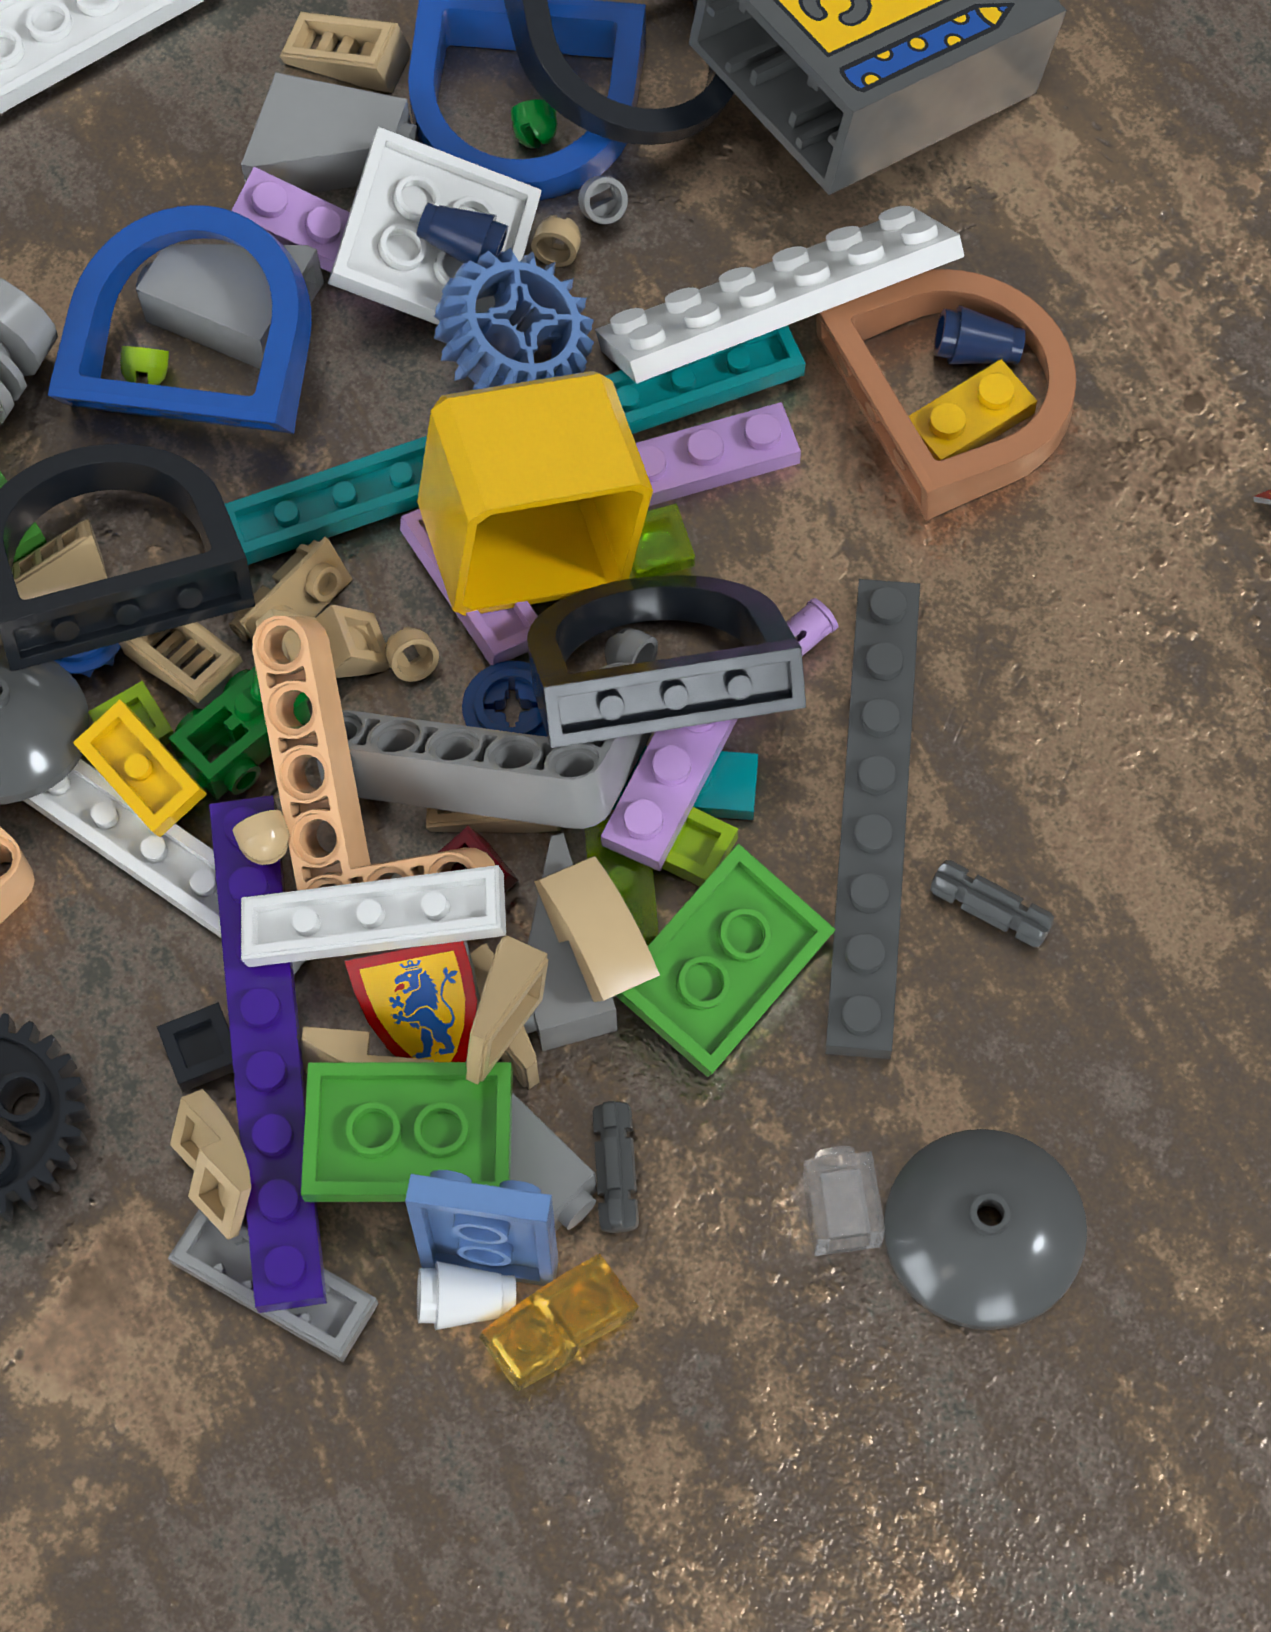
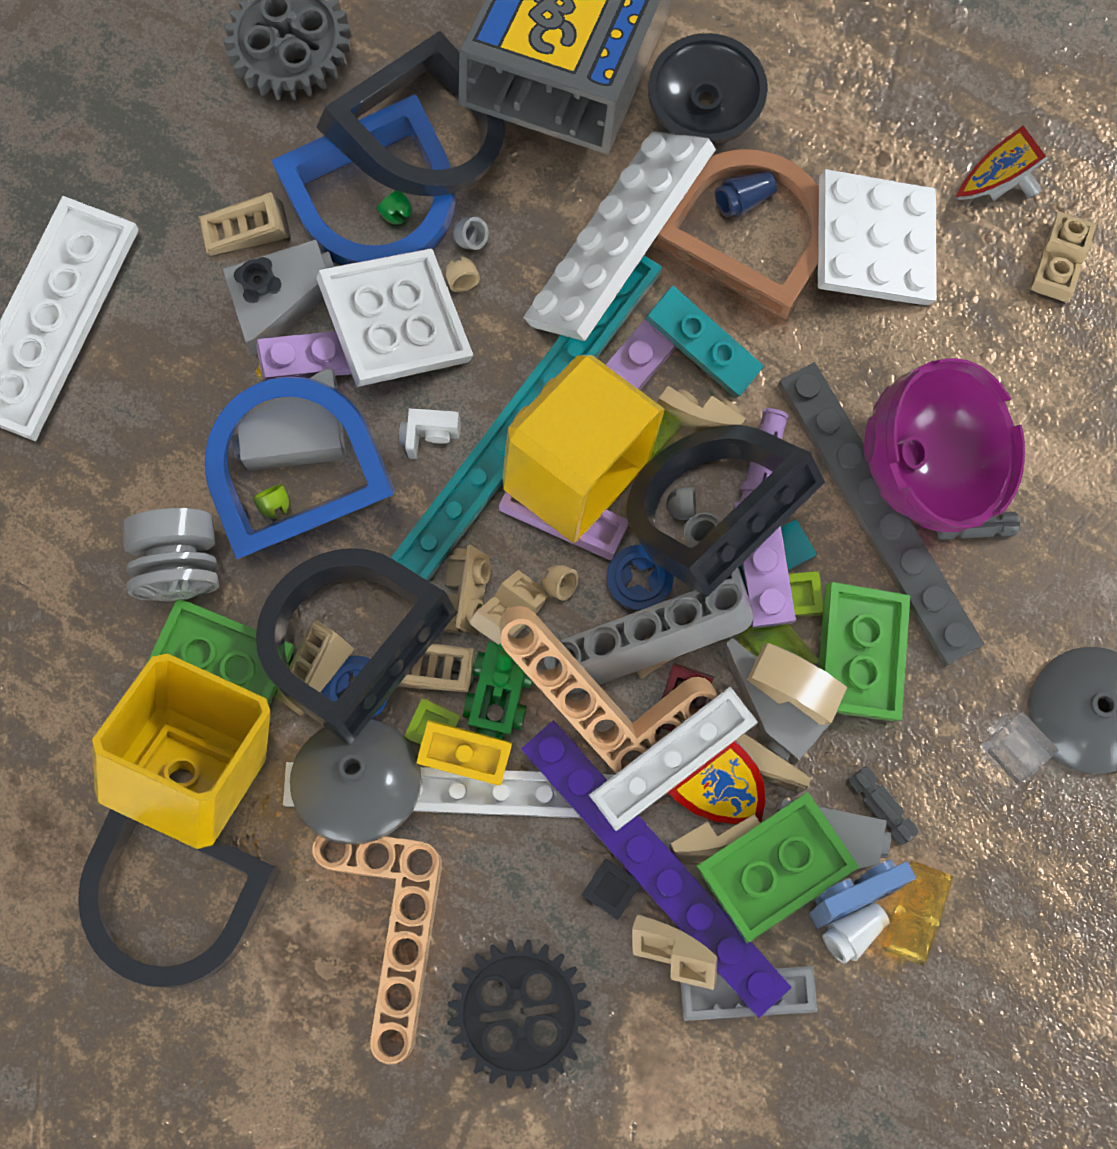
camera: 35 degrees left, 10 degrees up
(263, 837) = (577, 752): tan hinge -> none
(299, 88) = (257, 268): none -> black plate
(386, 381) = (432, 424): none -> white bracket
(462, 232) = (418, 307): dark blue cone -> none
(507, 1002) = (779, 753): tan slope -> none
(527, 313) = (477, 325): medium blue gear -> none
(720, 555) = (686, 410): none -> tan slope
(793, 477) = (704, 342): none -> teal plate
(974, 412) = (771, 238): yellow plate -> none
(997, 754) = (945, 446): none -> magenta rock
(1016, 166) = (713, 70): none -> black dish
(1107, 481) = (877, 238): none -> white plate

